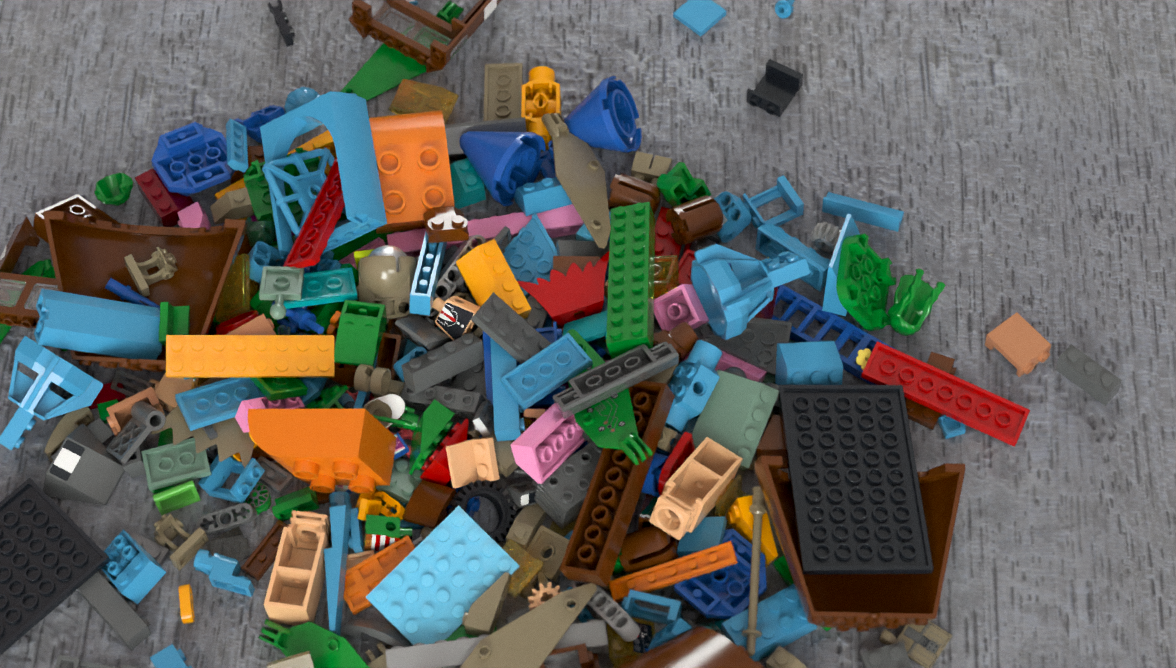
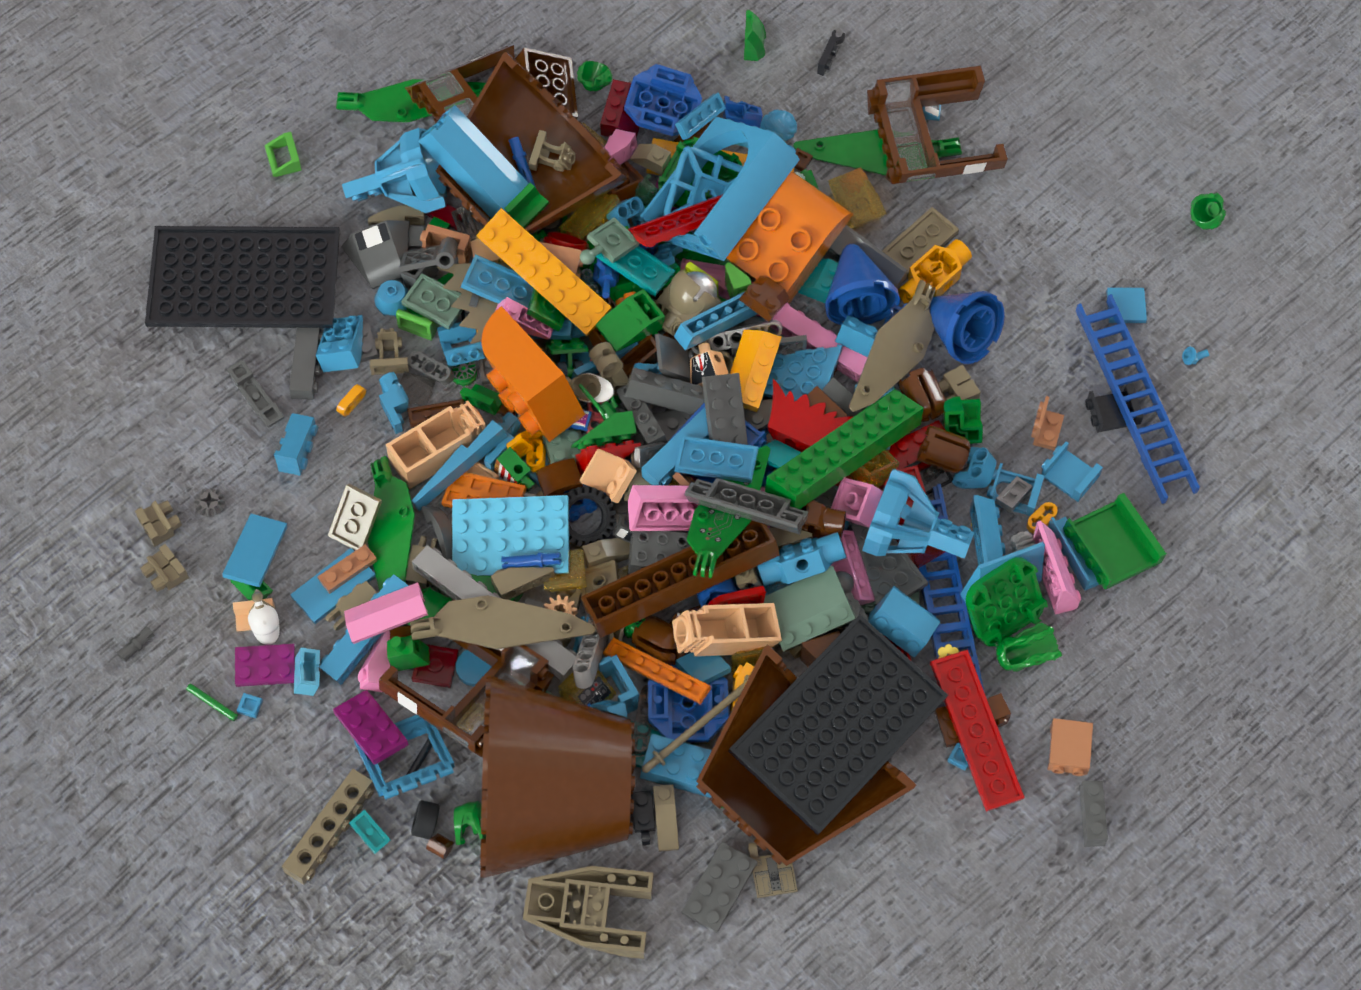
camera: 40 degrees right, 5 degrees up
(132, 496) = (389, 297): none -> dark azure cone
(210, 58) = (754, 38): none -> green slope
(413, 231) = (735, 280): none -> bright green tile
(482, 583) = (531, 560): none -> blue pin
(743, 142) = (1046, 427): none -> nougat bracket
(769, 48) = (1143, 375): none -> blue ladder
(776, 208) = (1013, 494): none -> flat silver plate
(796, 160) = (1070, 472): none -> dark azure panel
(816, 208) = (1038, 515): none -> light orange beam
(882, 176) = (1115, 542): none -> green panel
(883, 238) = (1055, 574): none -> bright pink slope

